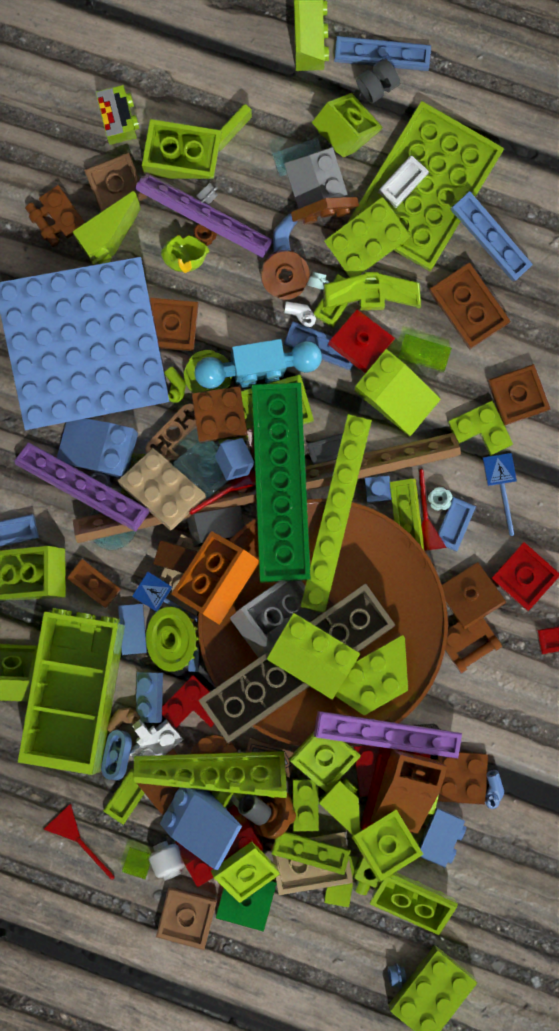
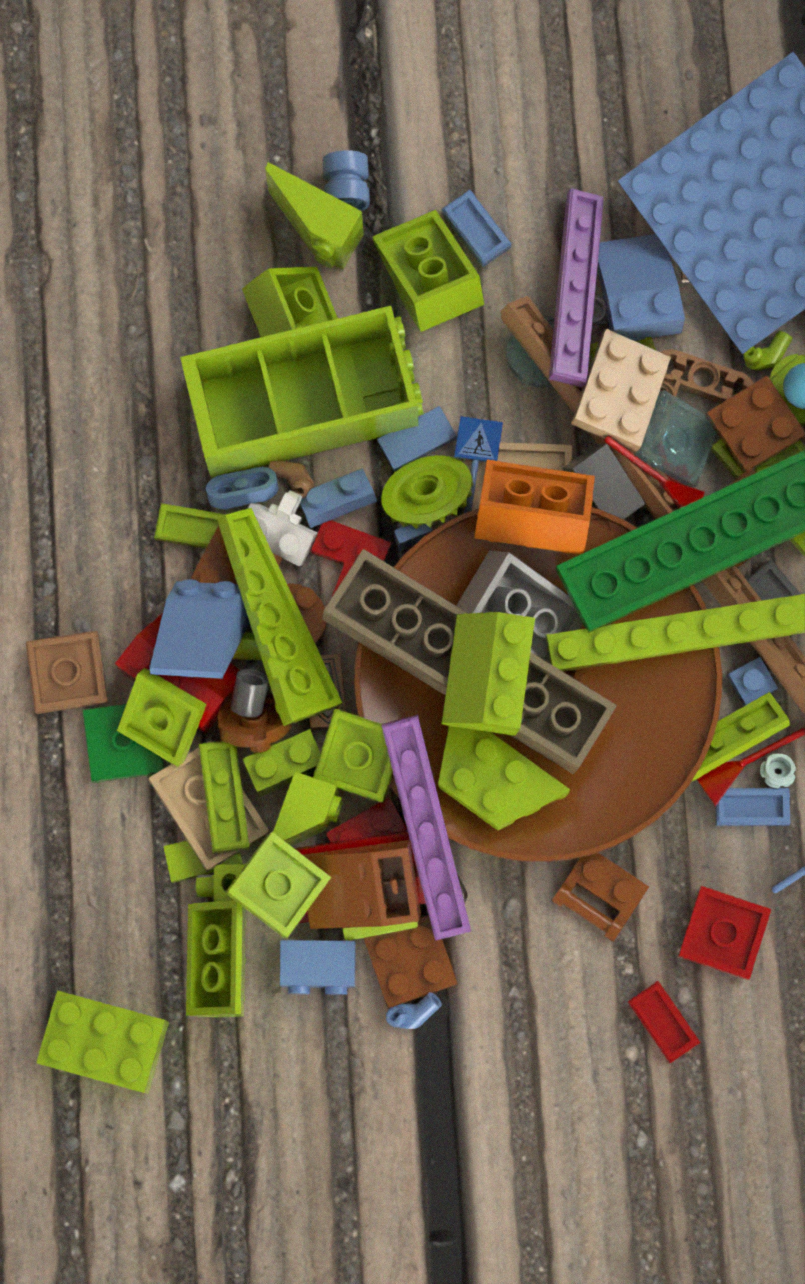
camera: 65 degrees right, 5 degrees down
(66, 826) = (120, 465): red piece -> none
(94, 583) = (455, 362): dark orange plate -> none
(137, 863) = (111, 578): clear neon green tile -> none
(166, 860) = (131, 612): white head -> none
(174, 557) = (537, 444): reddish brown tile -> none
(234, 459) = (704, 468): medium blue brick -> none
(396, 975) = (106, 985): medium blue plate -> none
(472, 595) = (664, 868): dark orange plate -> none

